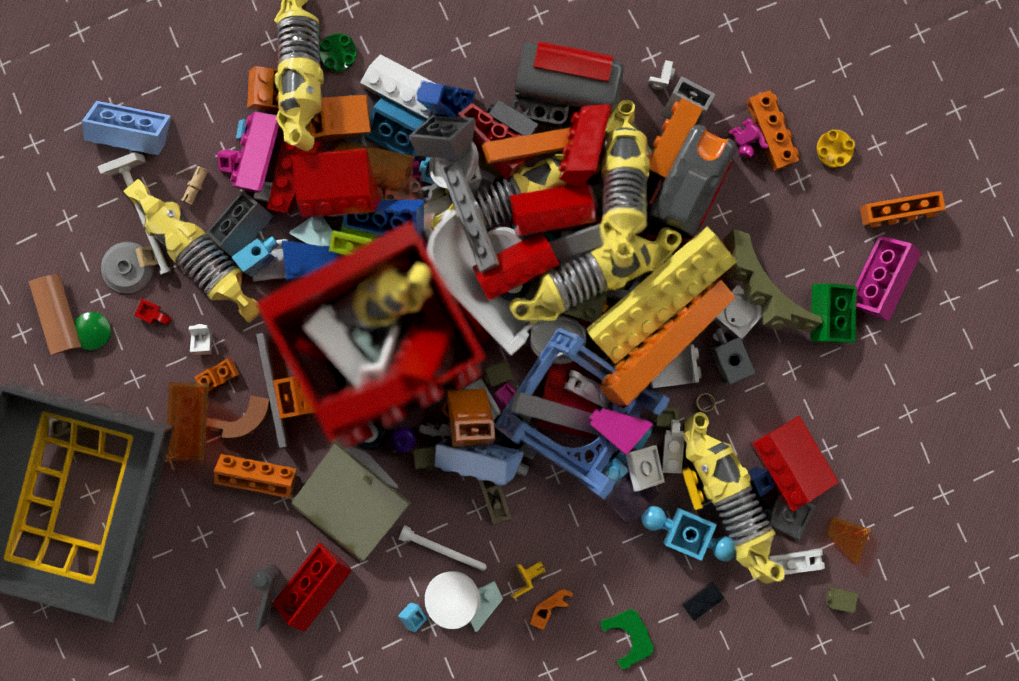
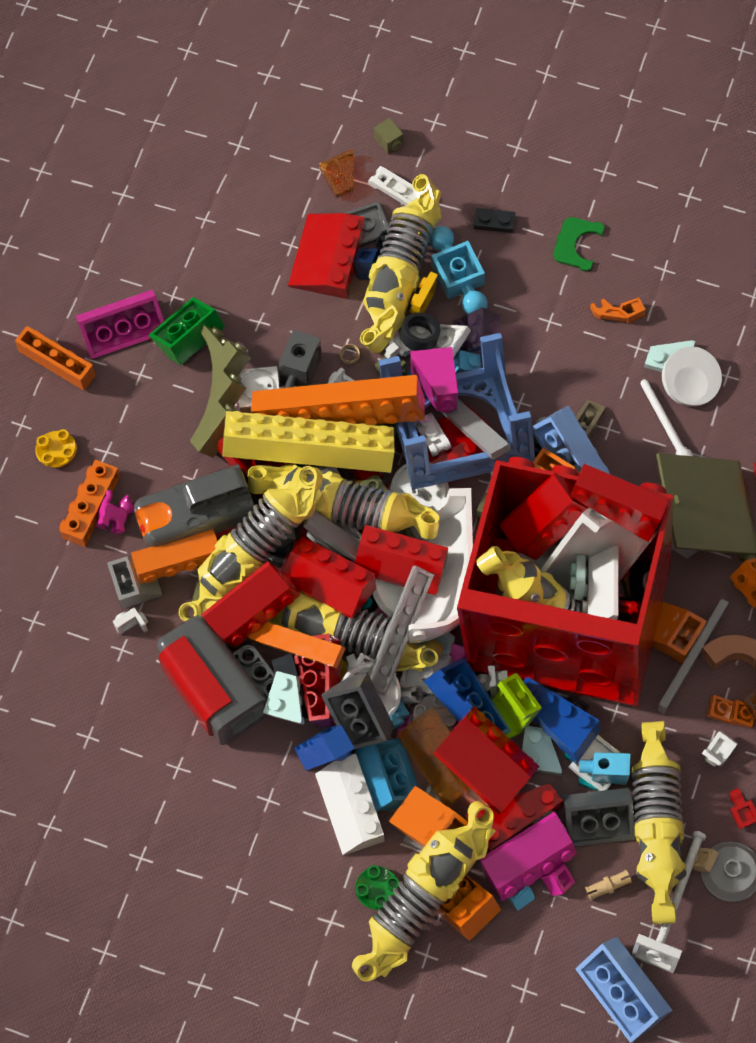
camera: 130 degrees left, 20 degrees down
(412, 617) = (736, 392): medium azure slope -> none
(503, 104) = (284, 699): none -> light aqua wing
(527, 576) = (614, 346): yellow bracket -> none
(669, 471) = (422, 320): none -> black tyre

